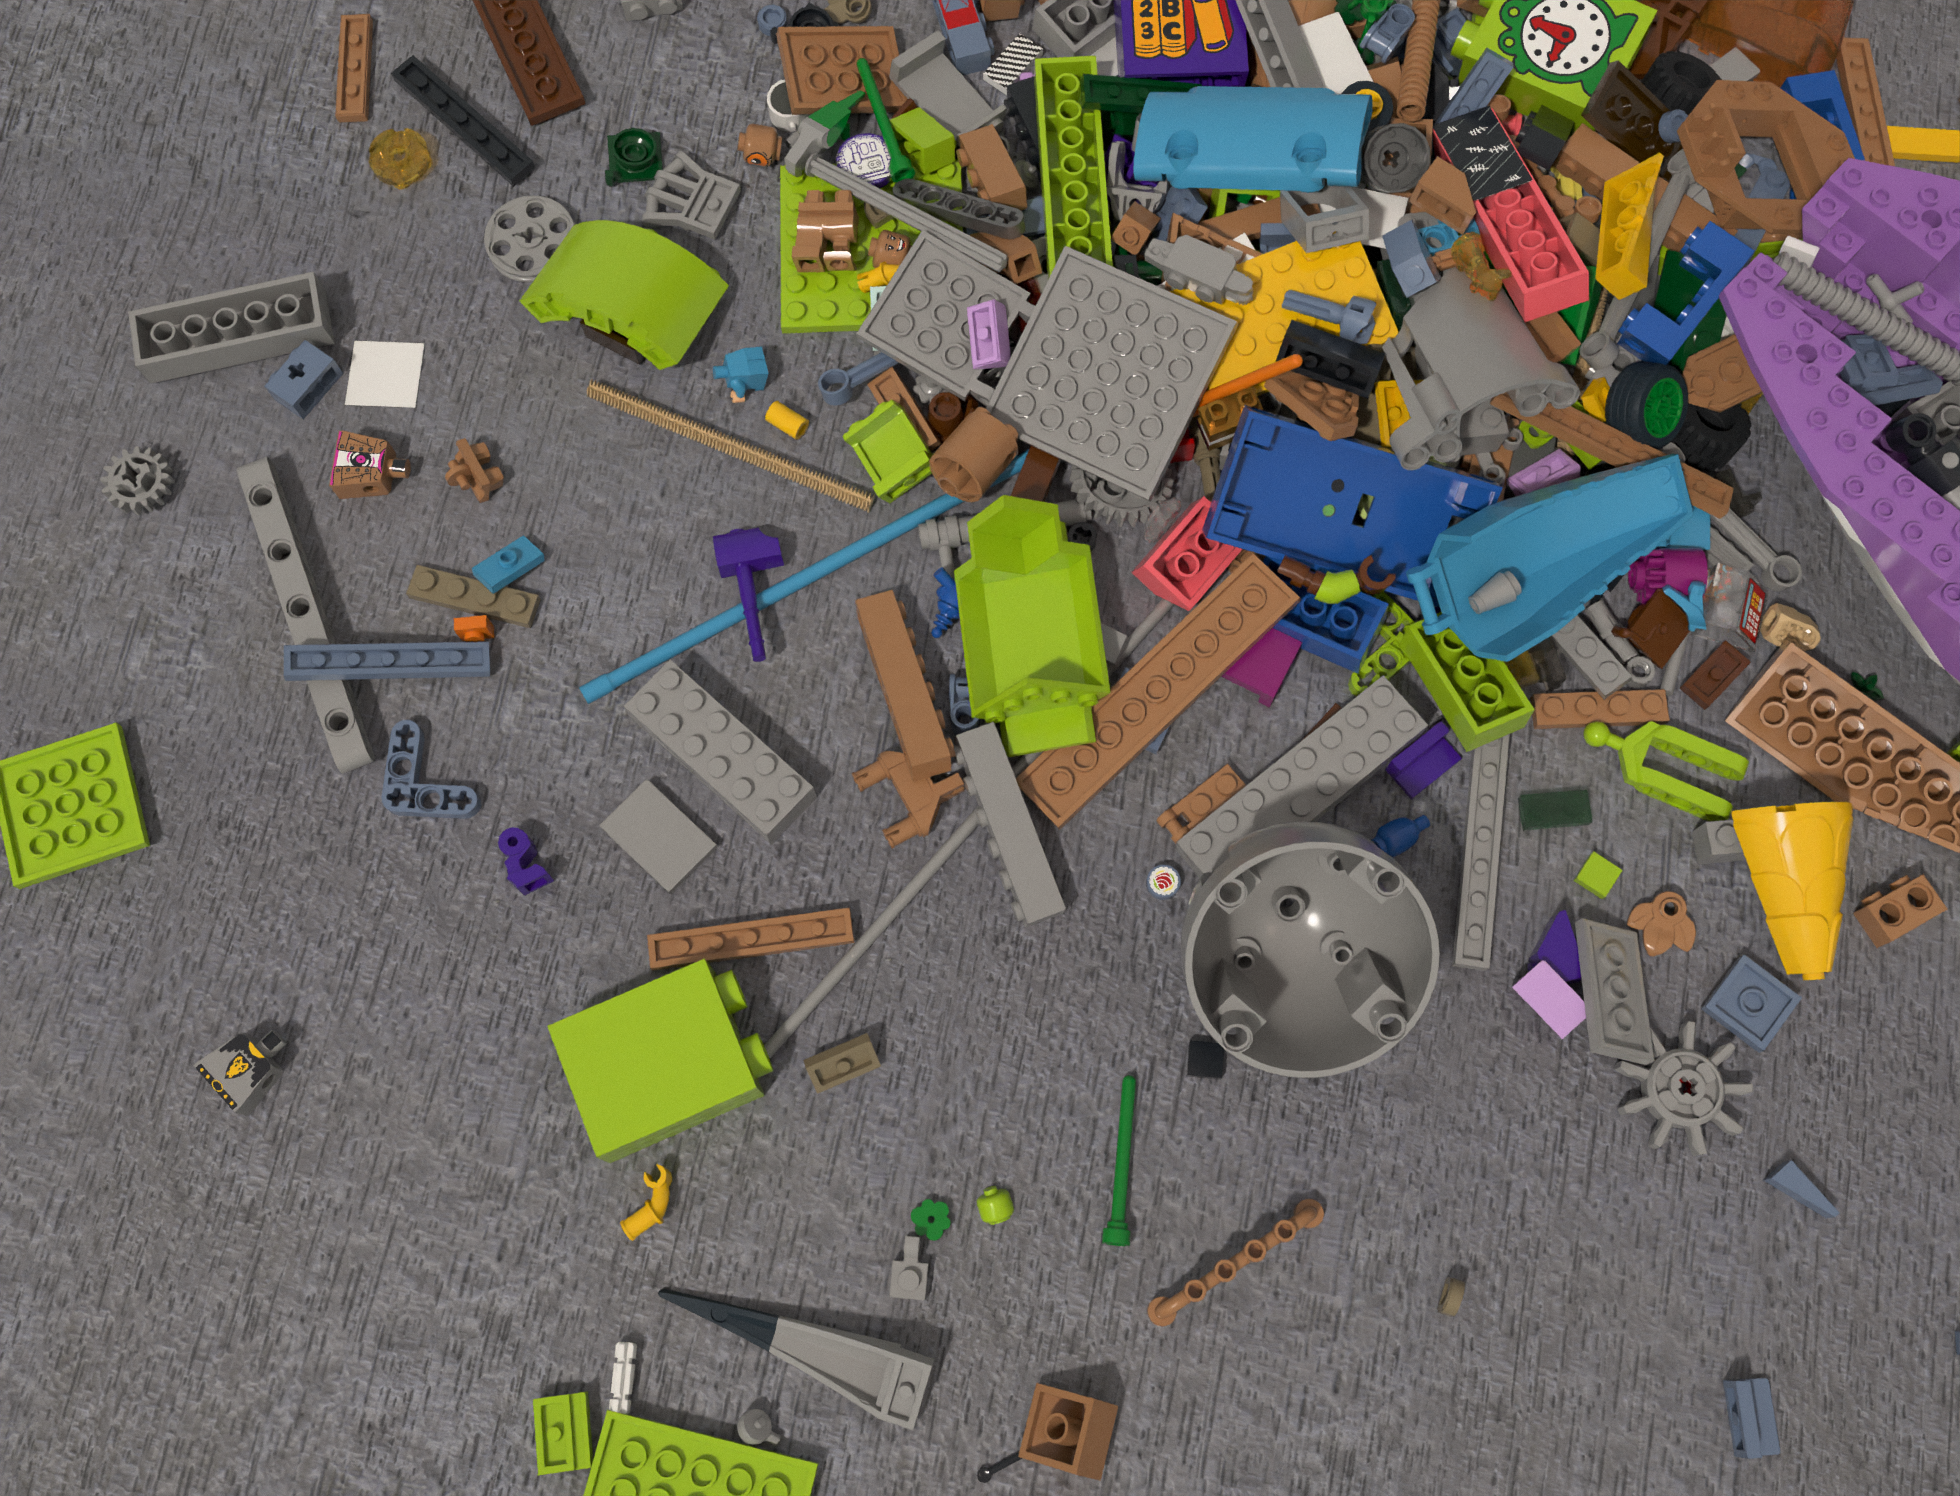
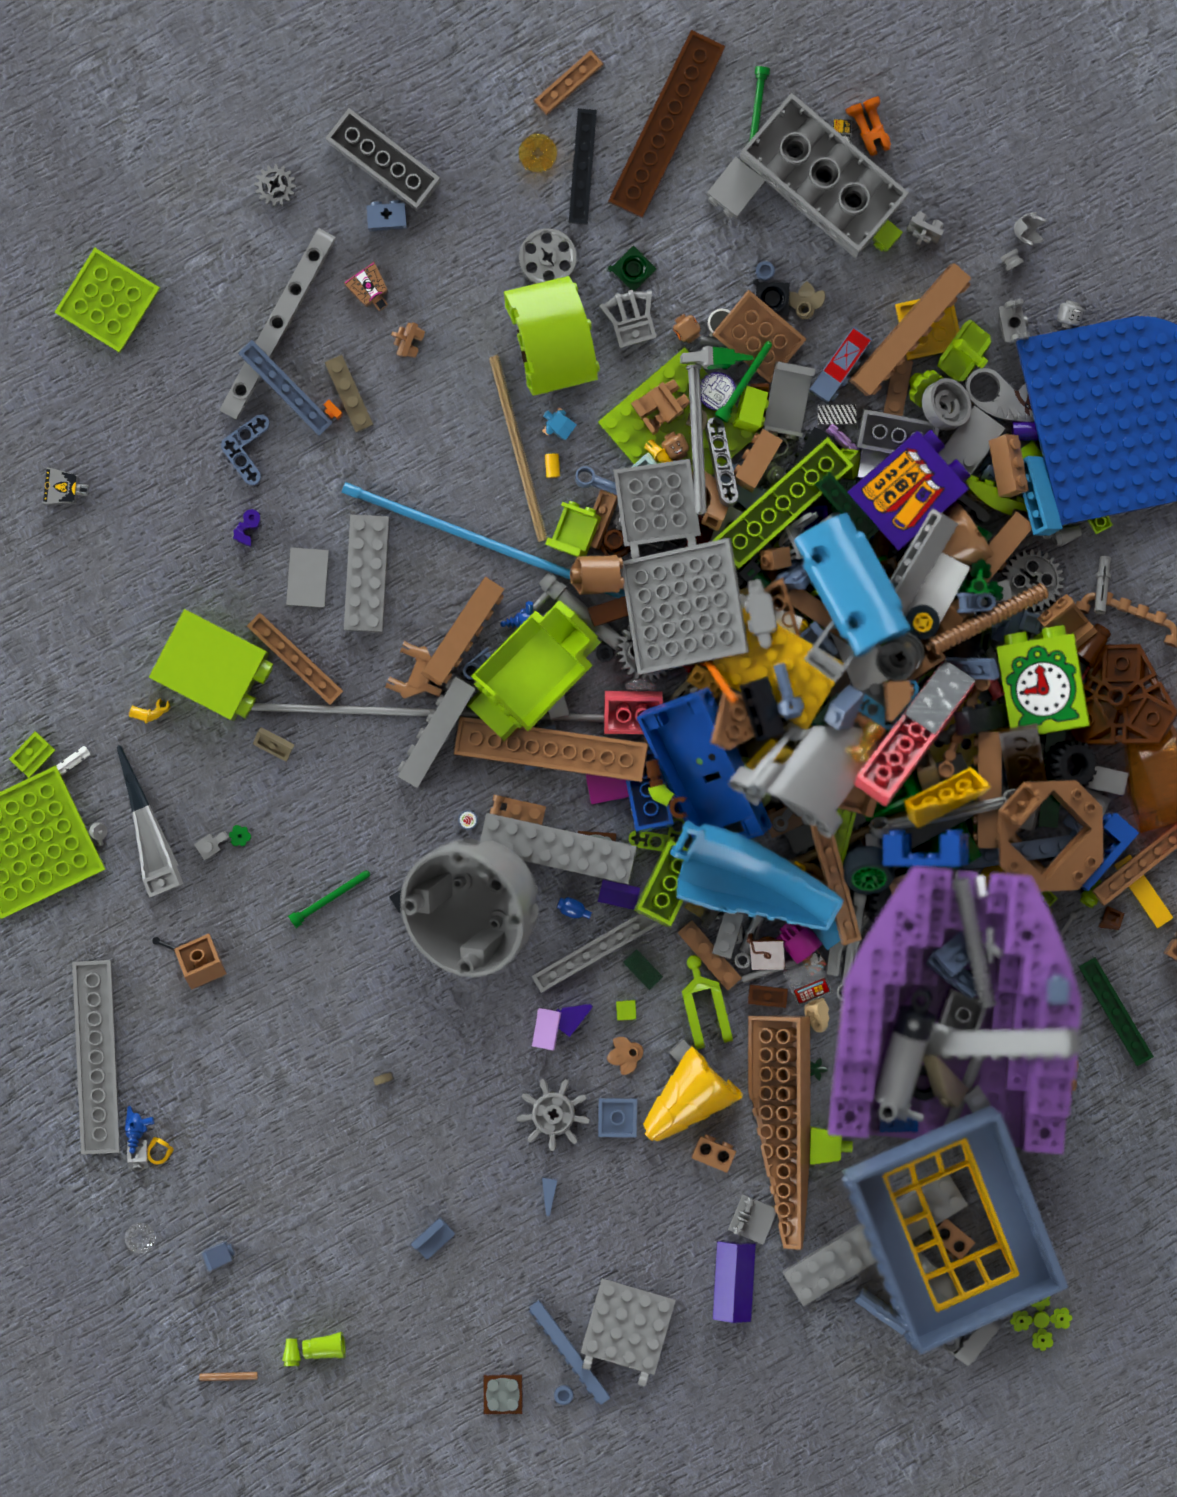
camera: 45 degrees right, 15 degrees up
(384, 374) = (422, 249): white sticker -> none
(508, 564) = (375, 398): dark azure plate -> none
(741, 554) = (468, 502): dark purple piece -> none
(989, 335) = (662, 533): lavender slope -> none
(995, 1205) = (267, 858): lime piece -> none
(1306, 1213) = (281, 962): medium nougat bar -> none
(1498, 591) = (714, 868): light grey cone -> none
(1544, 473) = (799, 848): lavender slope -> none
(1595, 398) = (854, 842): yellow plate -> none
(1614, 992) = (571, 1053): light grey tile -> none
(1669, 125) = (1038, 775): sand blue tile -> none
(1691, 605) = (787, 961): dark azure piece -> none

